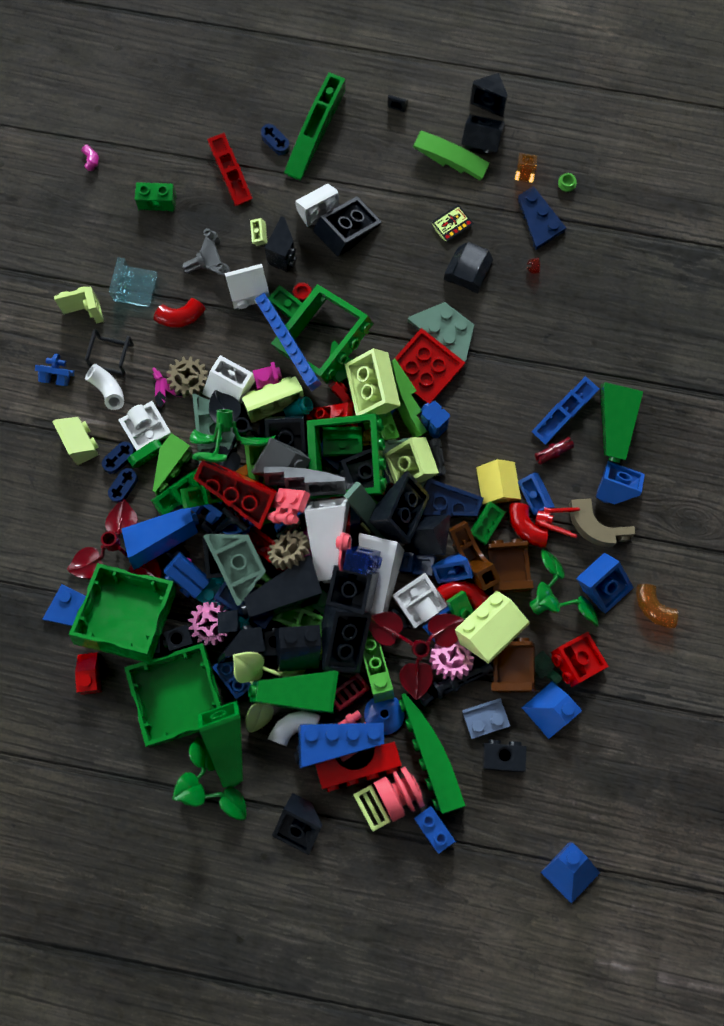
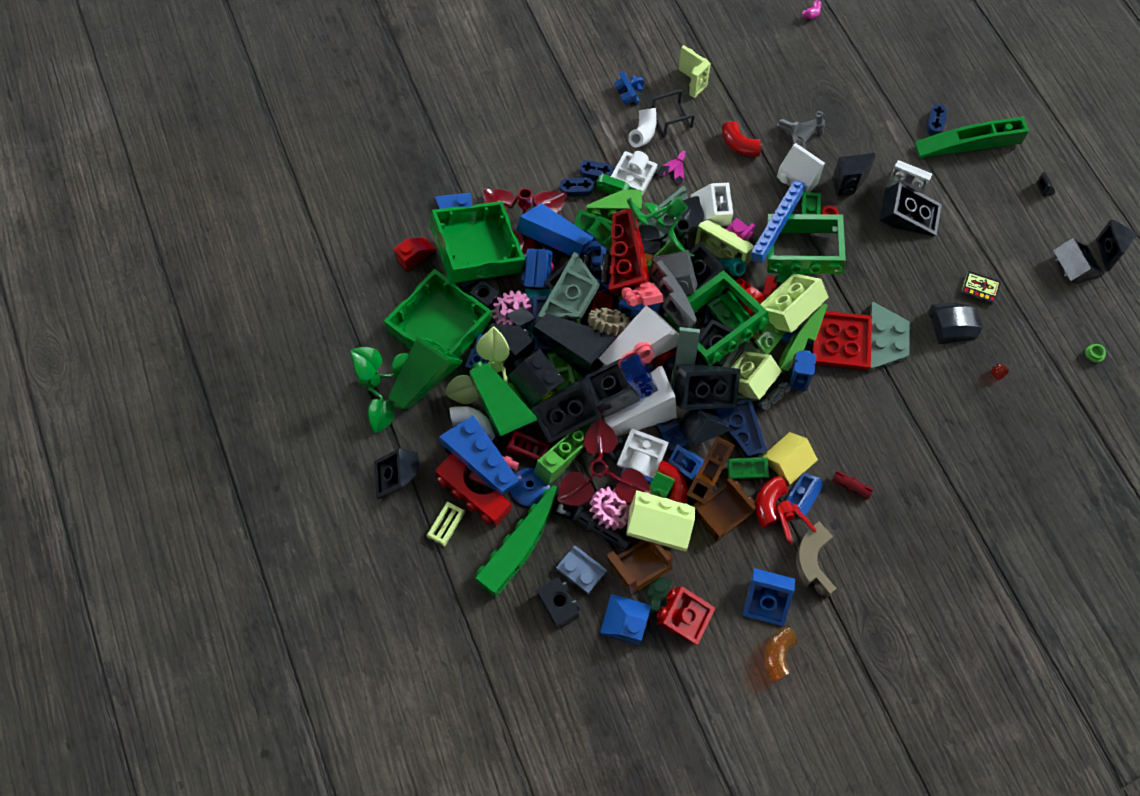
camera: 55 degrees right, 10 degrees down
(76, 439) = (587, 131): yellowish green slope -> none
(132, 284) = (737, 95): clear light blue bracket -> none
(155, 196) = (819, 68): green brick -> none
(183, 369) = (695, 175): dark tan gear -> none
(229, 169) = (884, 104): red slope -> none
(258, 232) = (854, 149): yellowish green piece -> none
(399, 794) = (468, 532): coral wheel -> none
(434, 829) = (458, 582): blue brick -> none
(450, 154) = (1038, 249): bright green slope -> none
(526, 167) = (1078, 312): clear orange slope -> none
(541, 219) = (1045, 351): dark blue wing -> none
(546, 599) = (713, 551): green plant -> none
(565, 410) = (895, 473): blue slope -> none
(570, 872) = (496, 721): blue slope -> none
(619, 415) = (922, 518): green slope -> none
(619, 484) = (865, 554): blue slope -> none

